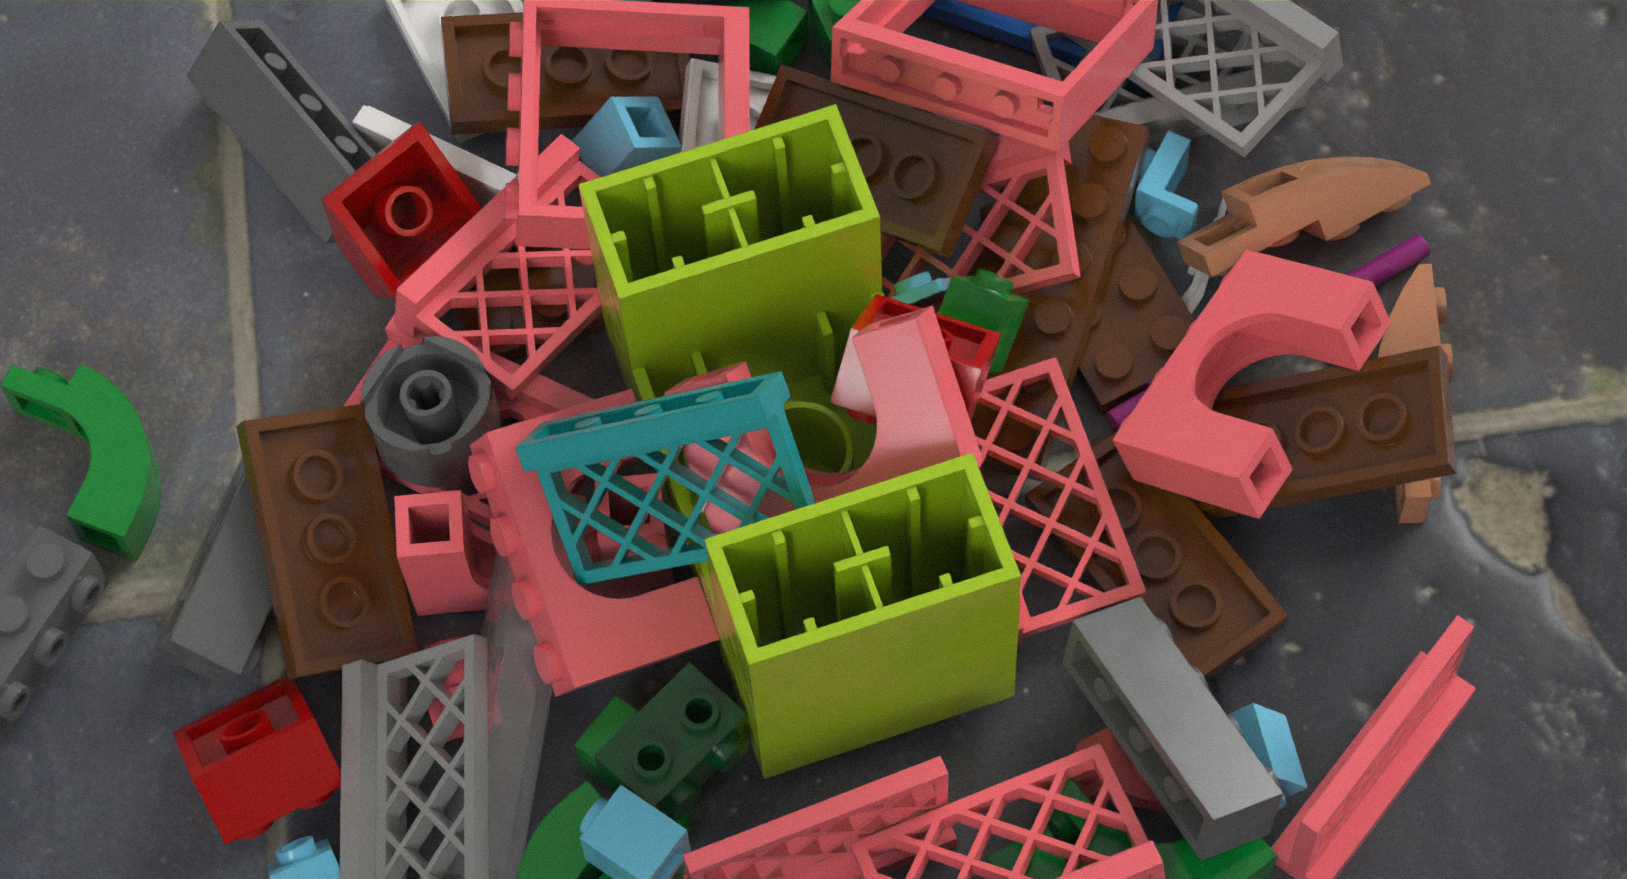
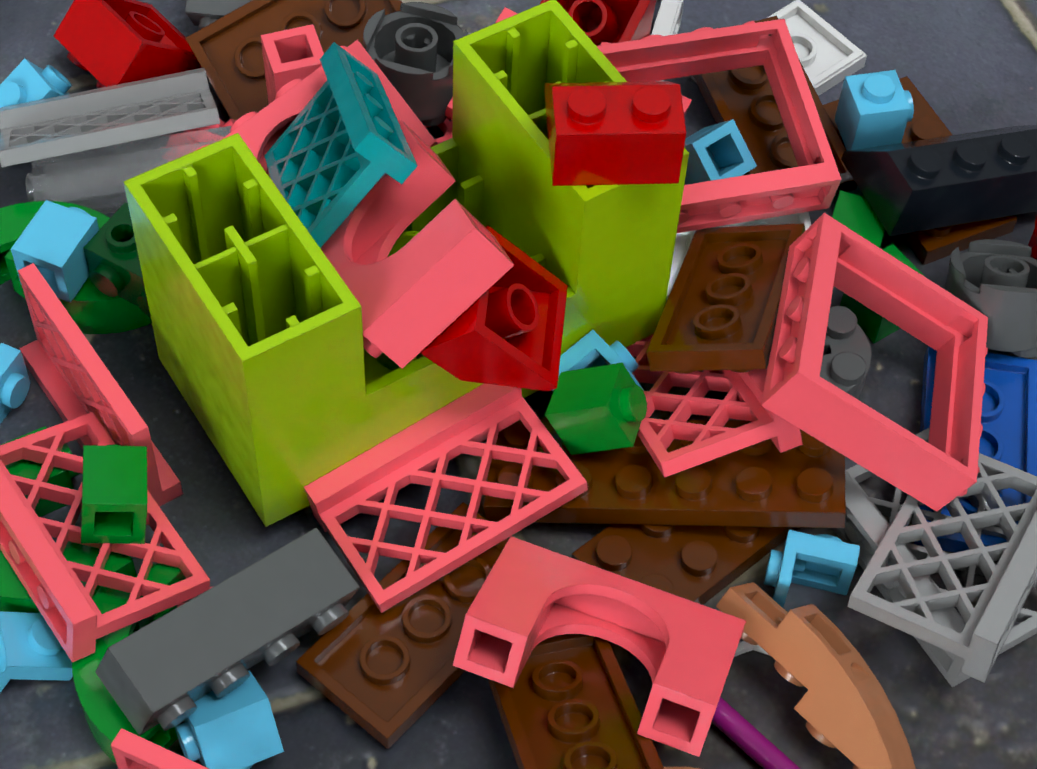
camera: 70 degrees right, 10 degrees down
(800, 157) = (615, 132): none -> red slope
(995, 812) = (114, 494): none -> green brick

